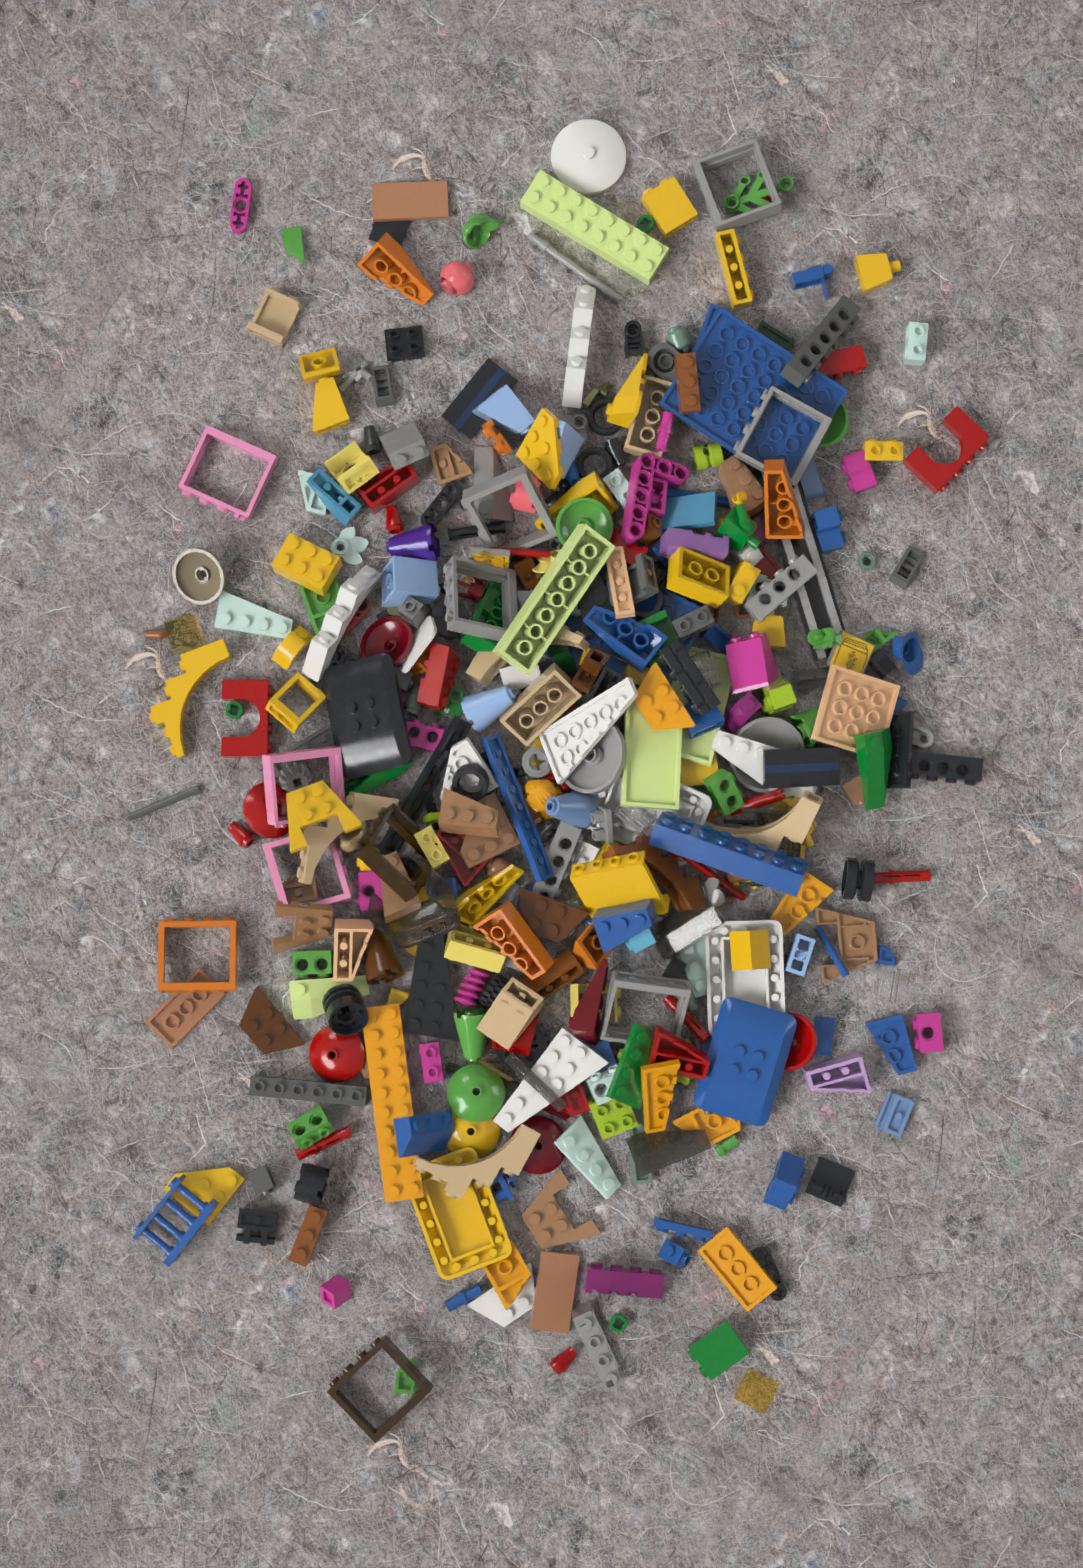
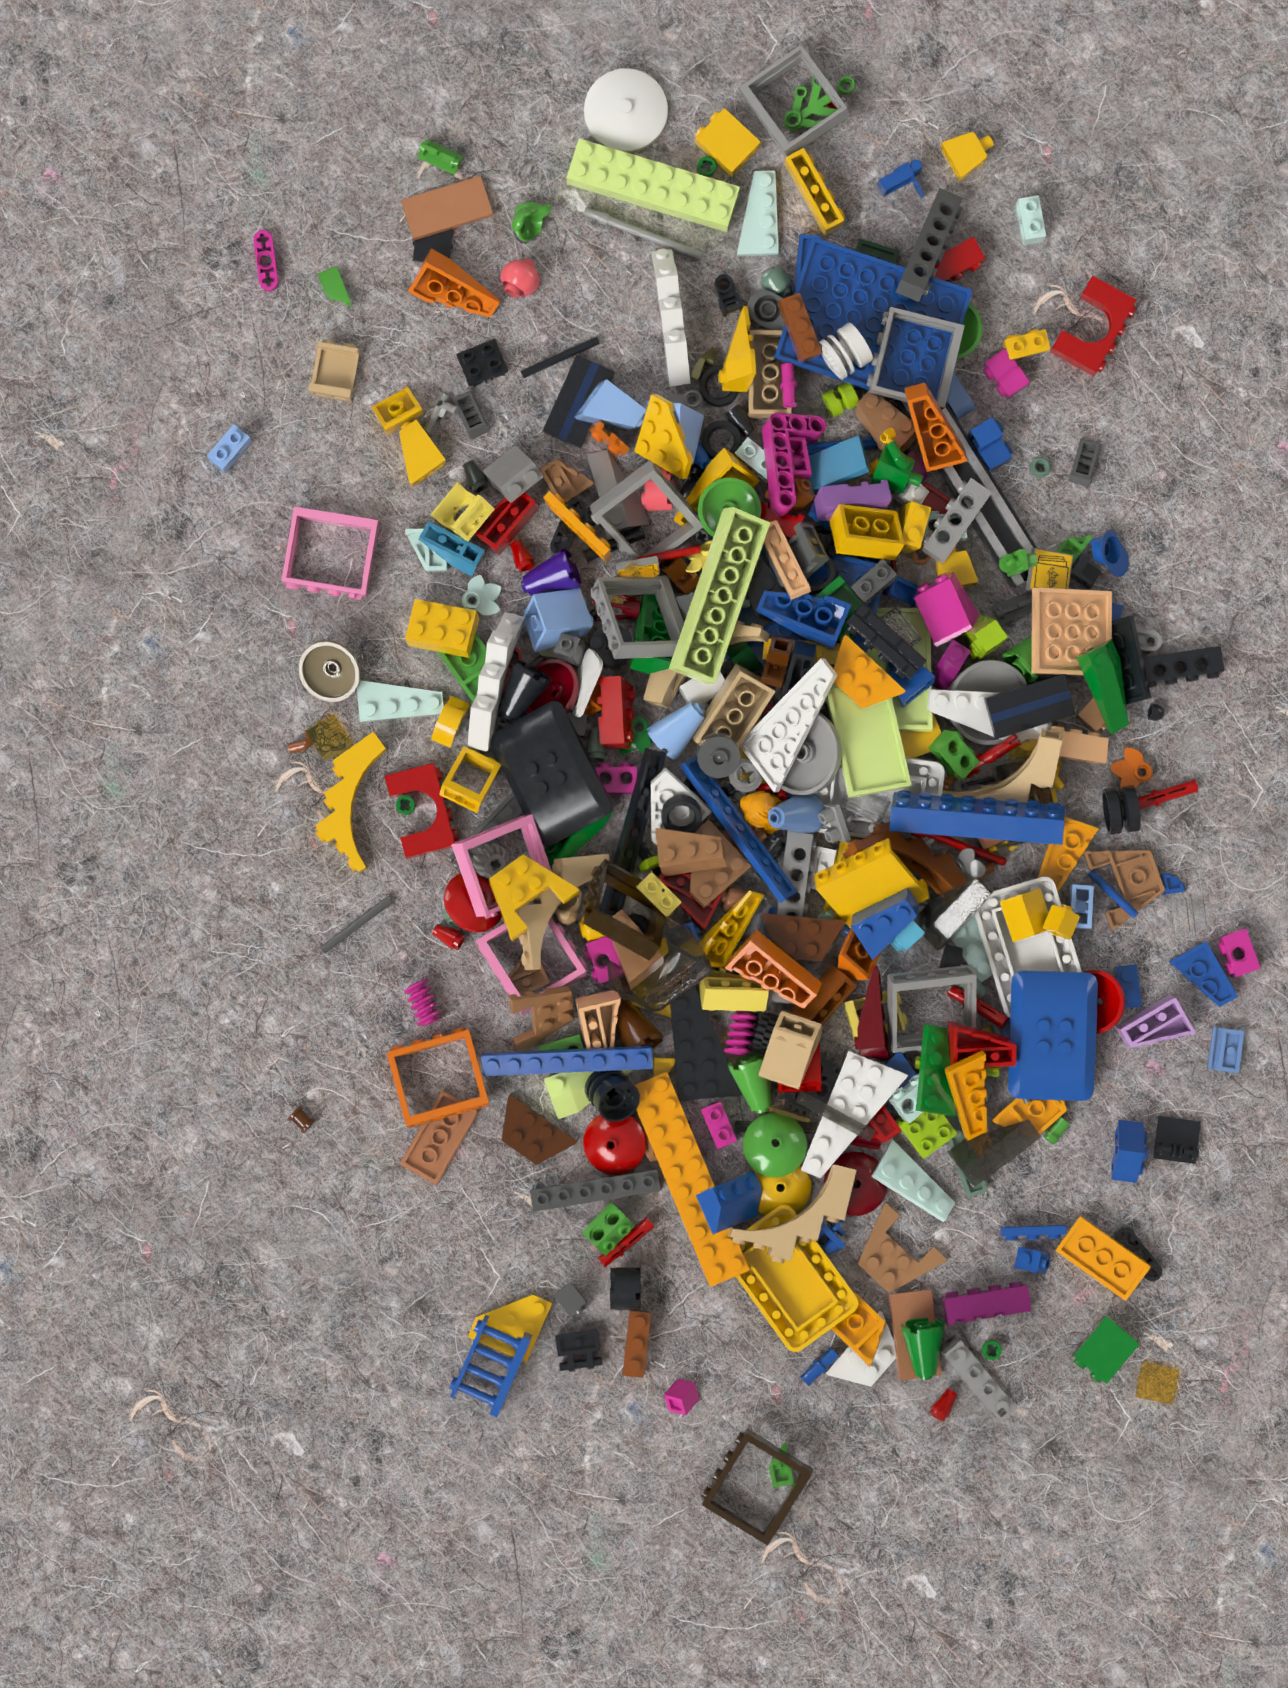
camera: 15 degrees left, 0 degrees up
(70, 960) = (301, 1119): none -> reddish brown bush
(165, 360) = (229, 448): none -> light blue brick
(202, 887) = (422, 1003): none -> dark pink piece
(313, 971) = (567, 1060): none -> plate
(362, 635) = (522, 689): none -> black cone
(415, 155) = (439, 156): none -> bright green hinge
(446, 502) = (584, 531): none -> light orange plate
(474, 356) = (560, 357): none -> black bar
(516, 738) = (718, 755): none -> dark grey piece
(559, 1303) = (923, 1345): none -> green cone
(679, 284) = (760, 224): none -> light aqua wing
(720, 414) = (848, 349): none -> white wheel
(778, 963) = (1061, 921): none -> yellow brick
(837, 815) = (1083, 747): none -> light nougat brick
(874, 844) = (1128, 768): none -> orange plate
(911, 802) = (1155, 712): none -> black hinge

